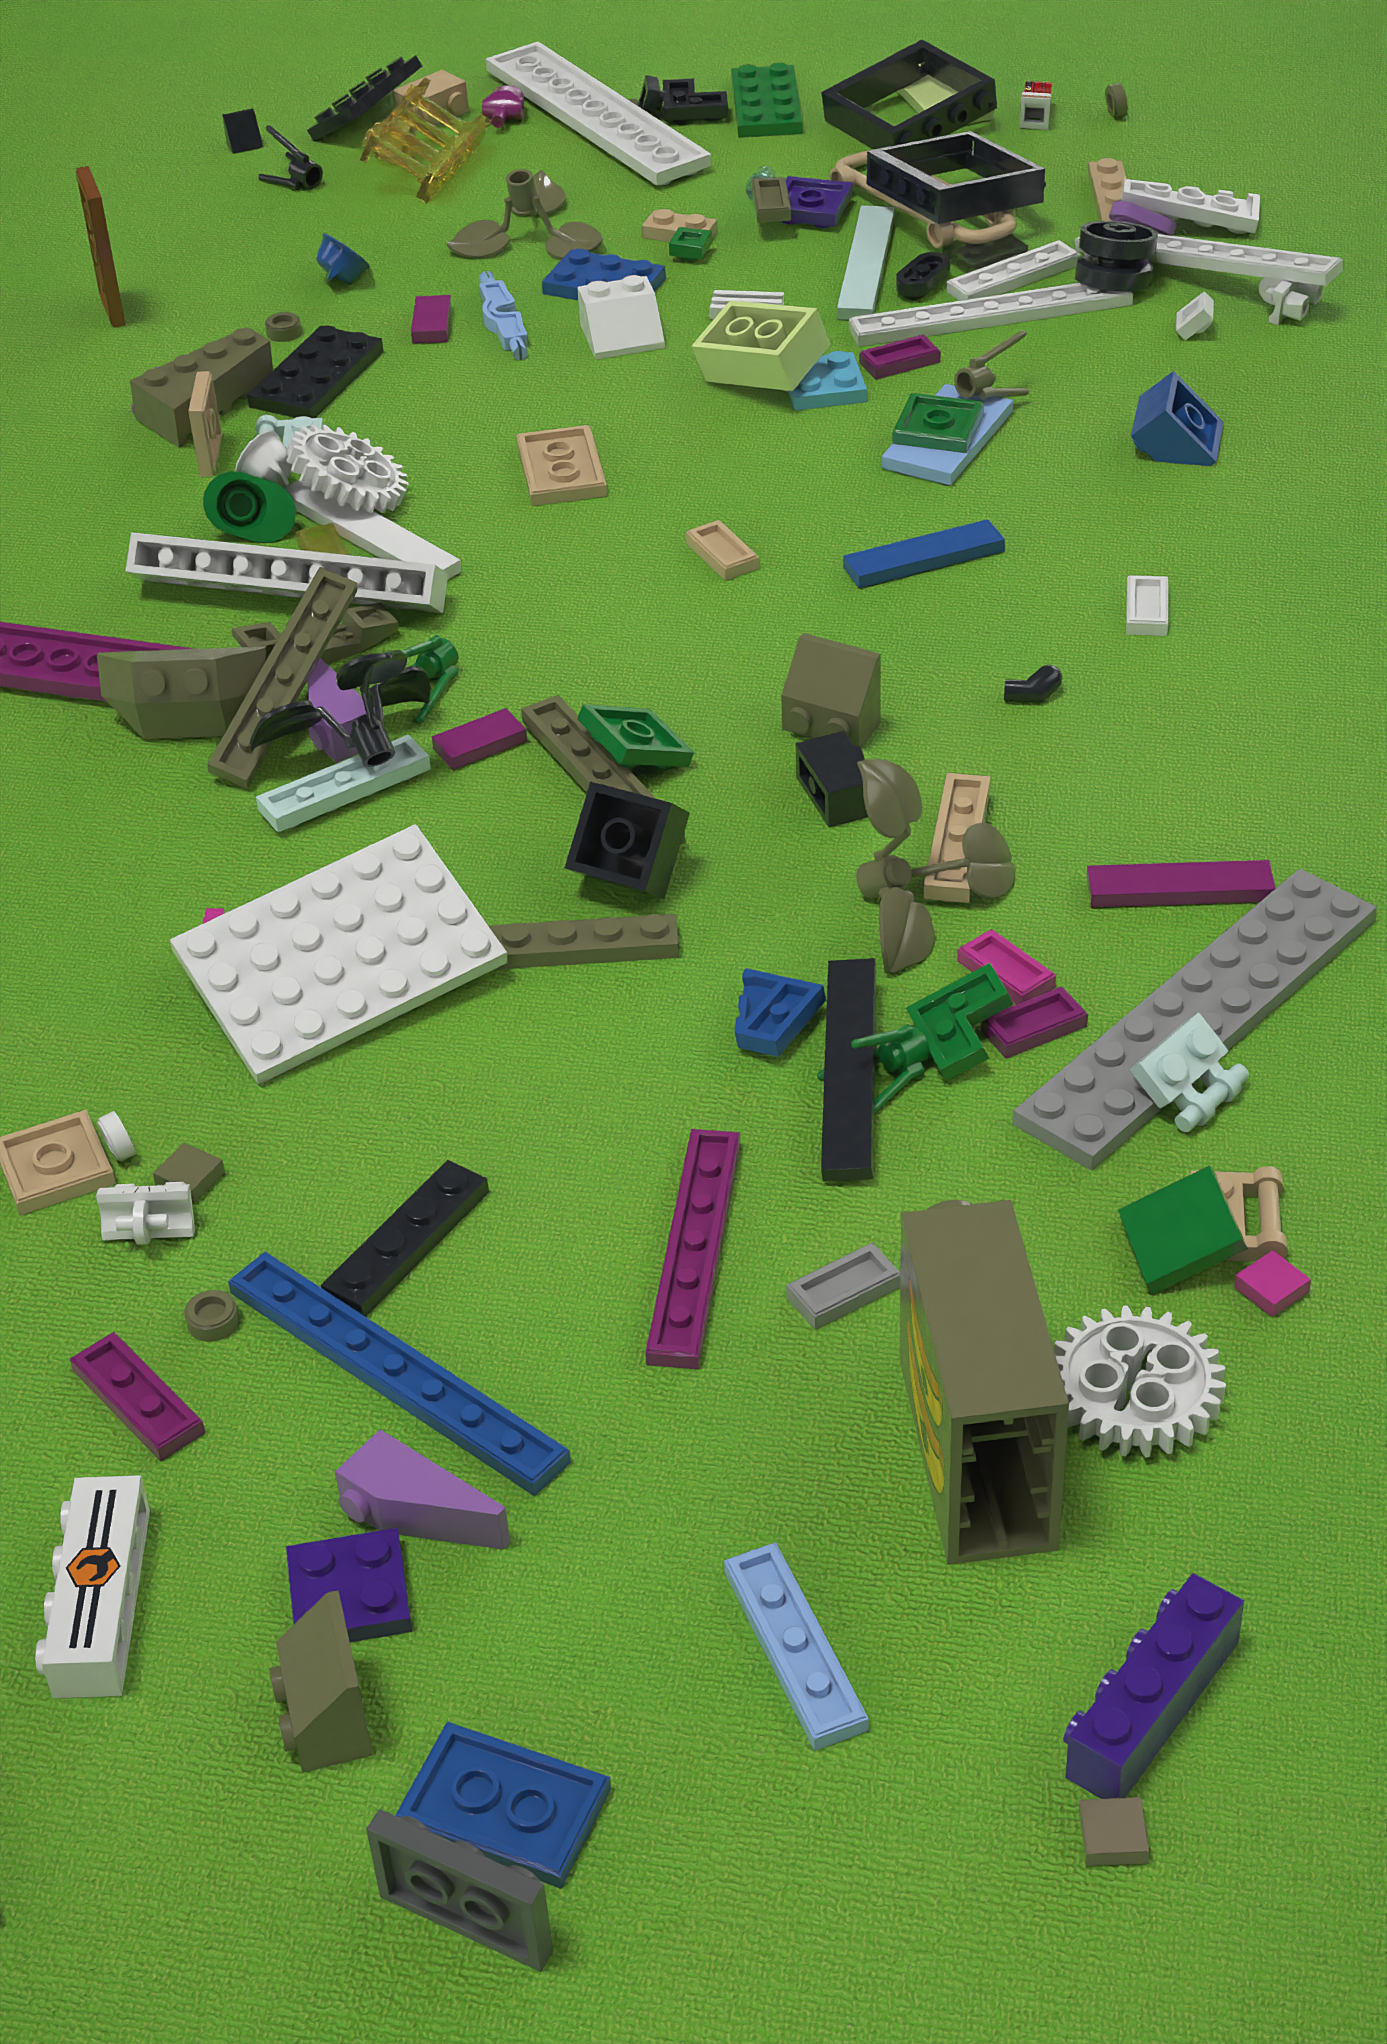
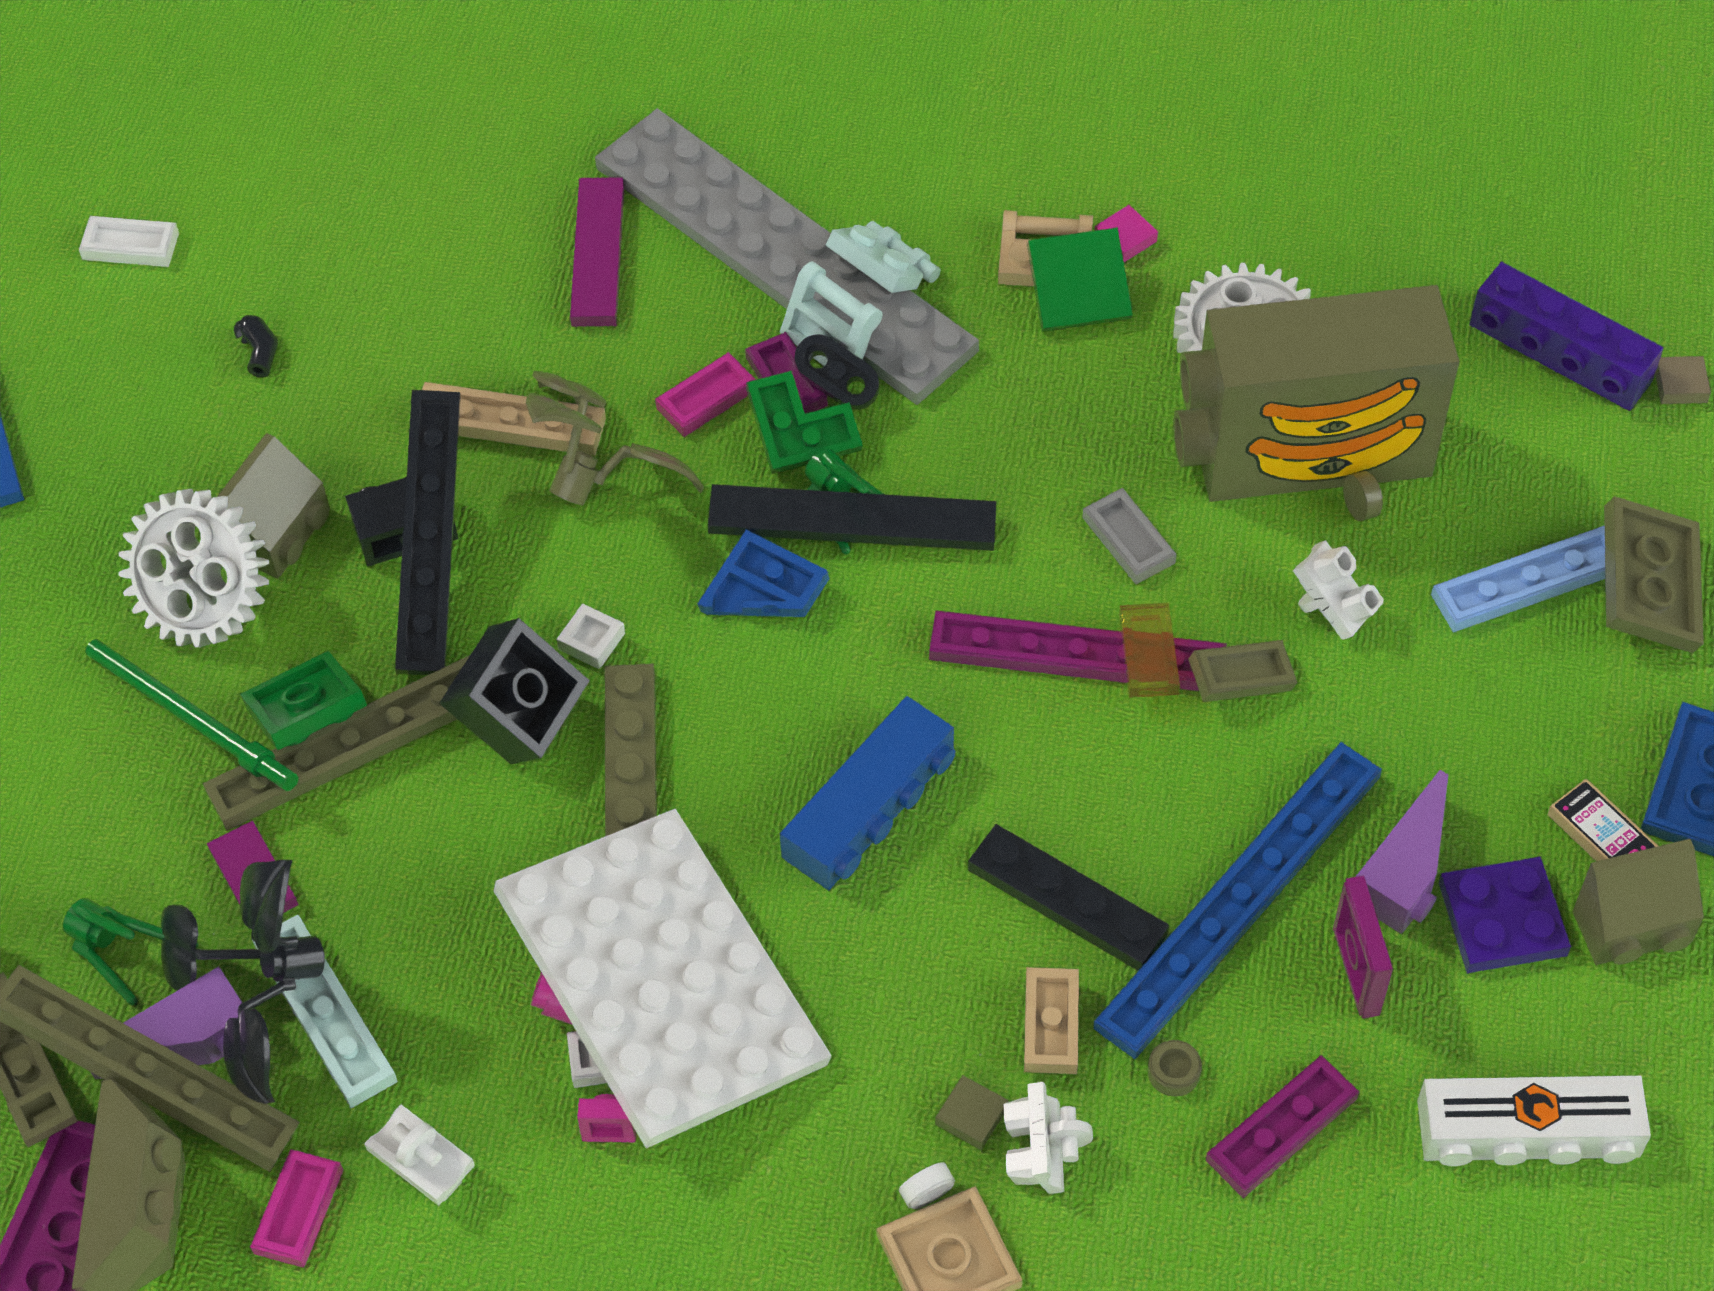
camera: 90 degrees left, 15 degrees up
(177, 791) = (296, 1208): none -> dark pink tile
(198, 833) = (420, 1155): none -> white hips
(268, 1219) = (1051, 1020): none -> tan plate
(295, 1431) = (1362, 947): none -> magenta tile
(443, 1687) = (1597, 823): none -> tile
(526, 1086) = (868, 793): none -> blue brick
(569, 710) = (251, 755): none -> green bar
(658, 1365) = (1242, 670): none -> olive tile
(680, 1283) = (1149, 650): none -> clear yellow tile
(708, 903) = (590, 636): none -> white plate
(753, 1434) = (1333, 590): none -> white hips
(756, 650) = (193, 567): none -> white gear
(783, 1749) = (1653, 575): none -> olive plate
(799, 772) = (428, 532): none -> black plate
(897, 1477) = (1362, 495): none -> olive tile
(1023, 1038) = (838, 373): none -> black plate
(1094, 1026) = (809, 317): none -> light aqua plate

